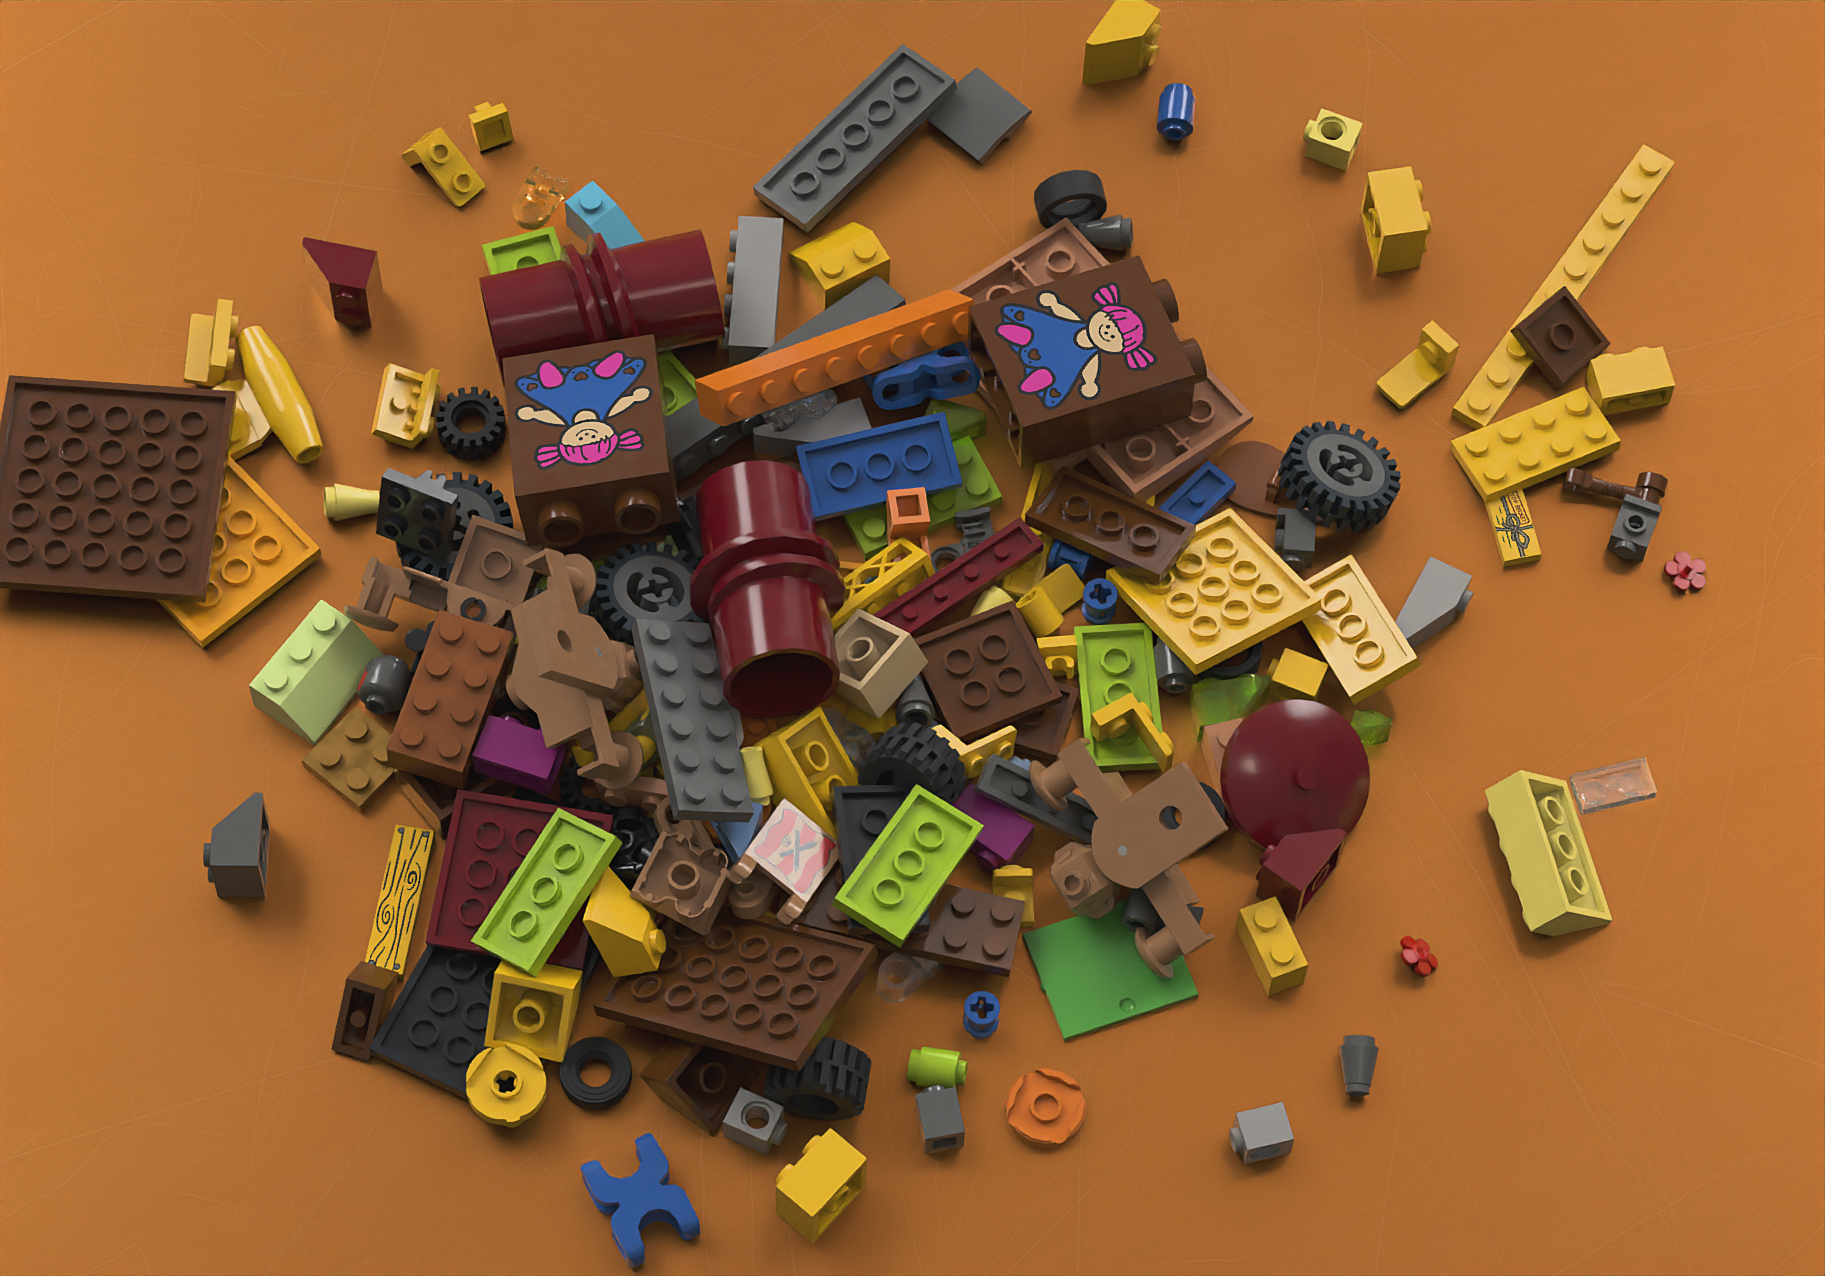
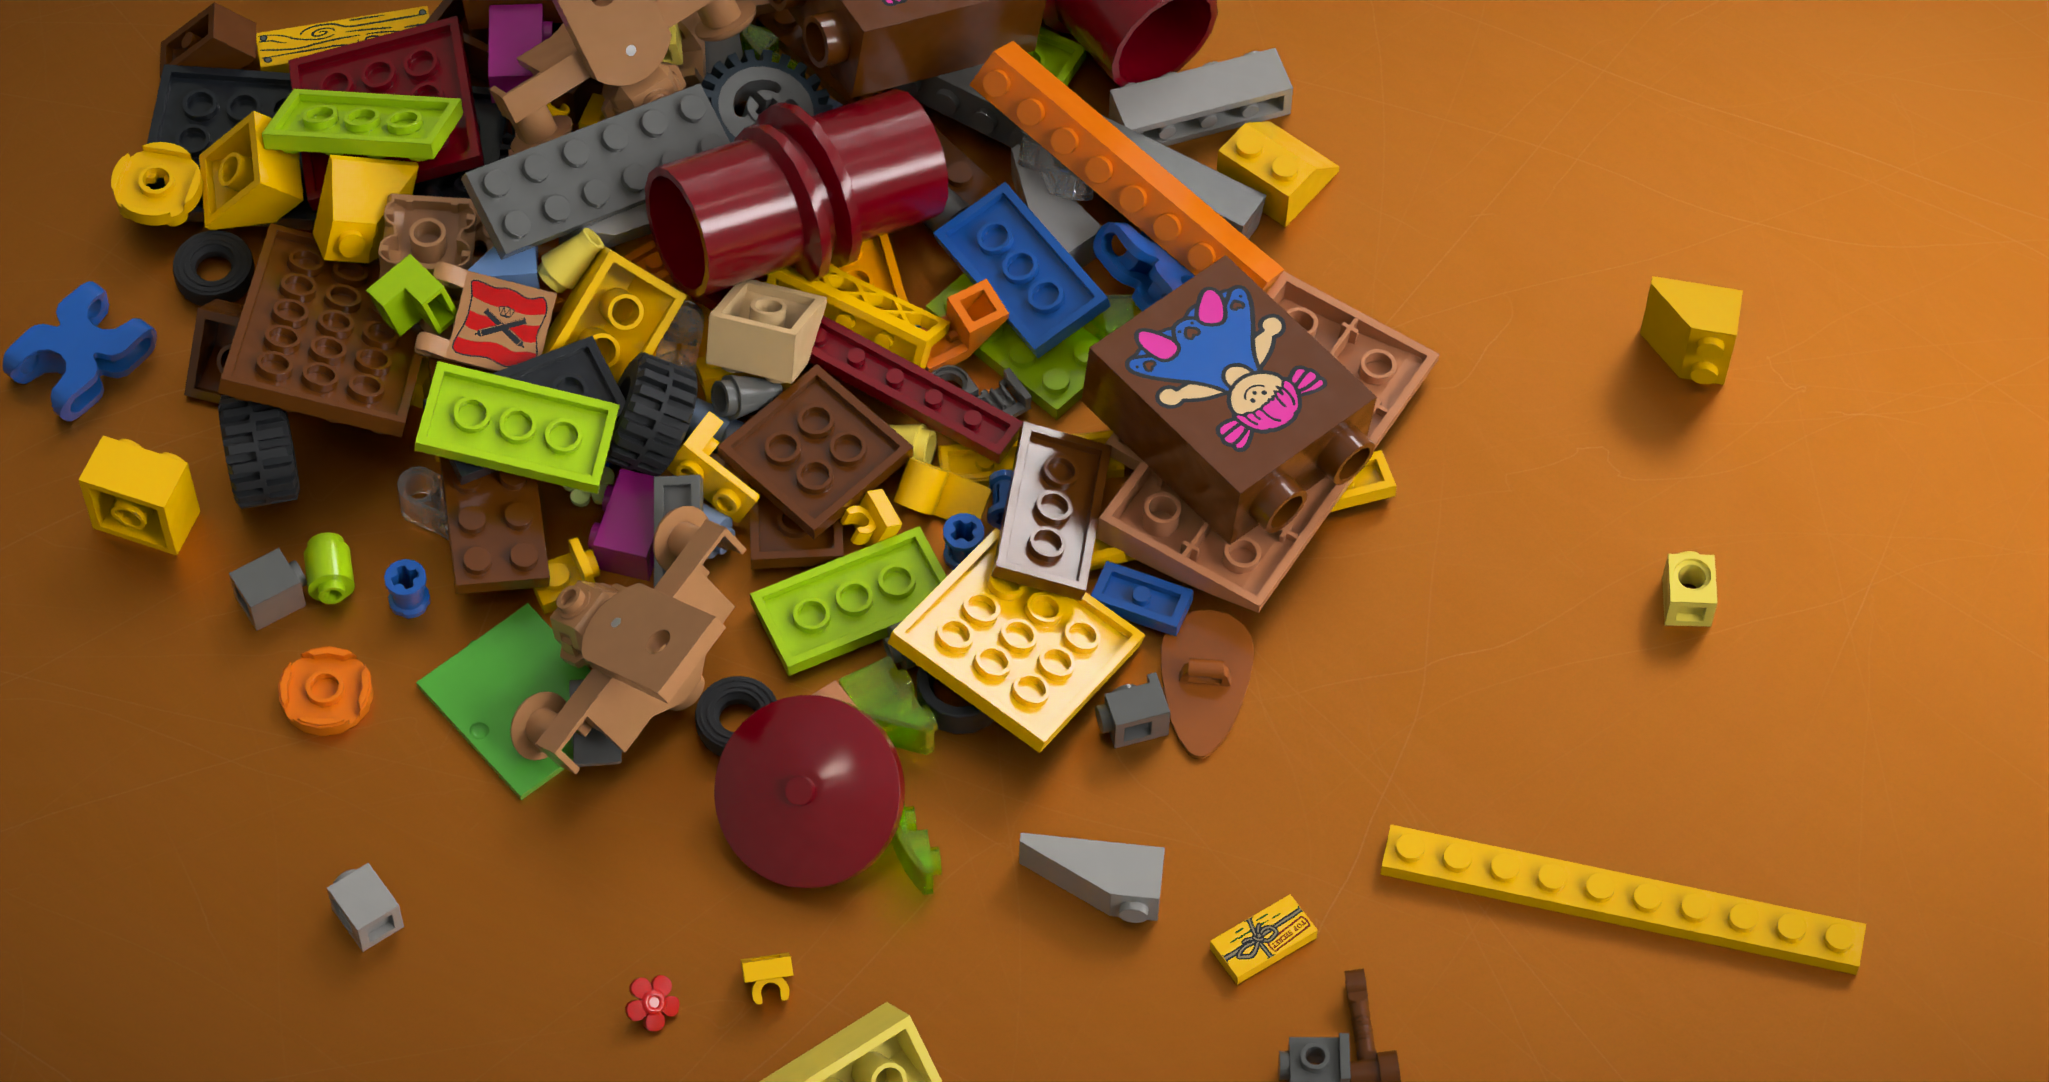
camera: 70 degrees right, 5 degrees down
(745, 897) = (412, 294): none -> lime piece
(749, 1106) = (198, 406): light grey brick -> none
(855, 138) = (1437, 126): dark grey plate -> none
(979, 115) = (1535, 235): dark grey slope -> none
(1078, 185) = (1463, 346): black tyre -> none
(1109, 232) = (1446, 407): dark grey cone -> none
(1119, 715) = (821, 609): yellow bracket -> none
(1176, 111) = (1640, 421): blue brick -> none
(1271, 946) = (599, 843): yellow brick -> none
(1296, 677) = (951, 769): yellow brick -> none
(1299, 868) = (695, 835): dark red slope -> none
(1339, 476) = (1250, 702): black wheel -> none
(1357, 632) = (1029, 796): yellow plate -> none
(1358, 1063) = (489, 979): dark grey cone -> none
(1394, 219) = (1601, 675): yellow brick -> none
(1420, 368) = (1422, 773): yellow bracket -> none
(1422, 865) = (767, 970): none -> yellow tile
(1535, 445) = (1384, 928): yellow plate -> none
(1560, 337) = (1540, 906): reddish brown tile -> none
(1630, 380) = (1520, 1002): yellow brick -> none

